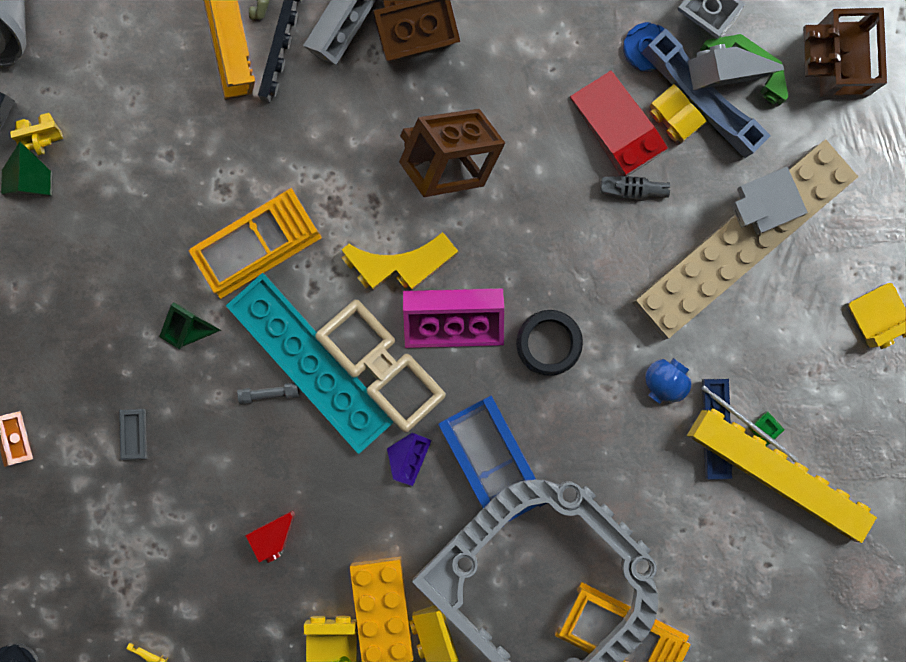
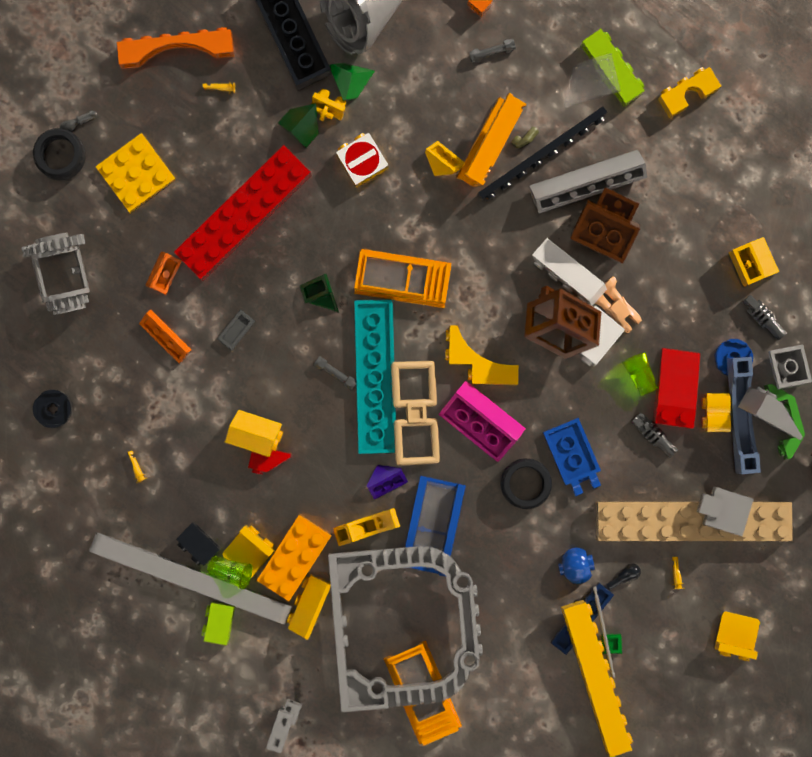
camera: 40 degrees right, 0 degrees up
(37, 90) = (350, 79): none -> green slope
(40, 312) = (243, 213): none -> red brick
(66, 501) = (165, 336): none -> orange plate
(115, 159) = (362, 159): none -> piece
(196, 92) = (443, 160): none -> yellow slope
(236, 523) = (254, 433): none -> yellow brick
(414, 97) = (569, 272): none -> white brick
(427, 520) = (366, 527): none -> yellow arch
(494, 96) = (619, 308): none -> light nougat piece
(506, 124) = (609, 333): none -> white slope
(570, 138) = (640, 373): none -> clear neon green plant
(572, 275) = (573, 455): none -> blue tile
(725, 344) = (629, 573): none -> black piece
(772, 306) = (676, 574): none -> yellow piece

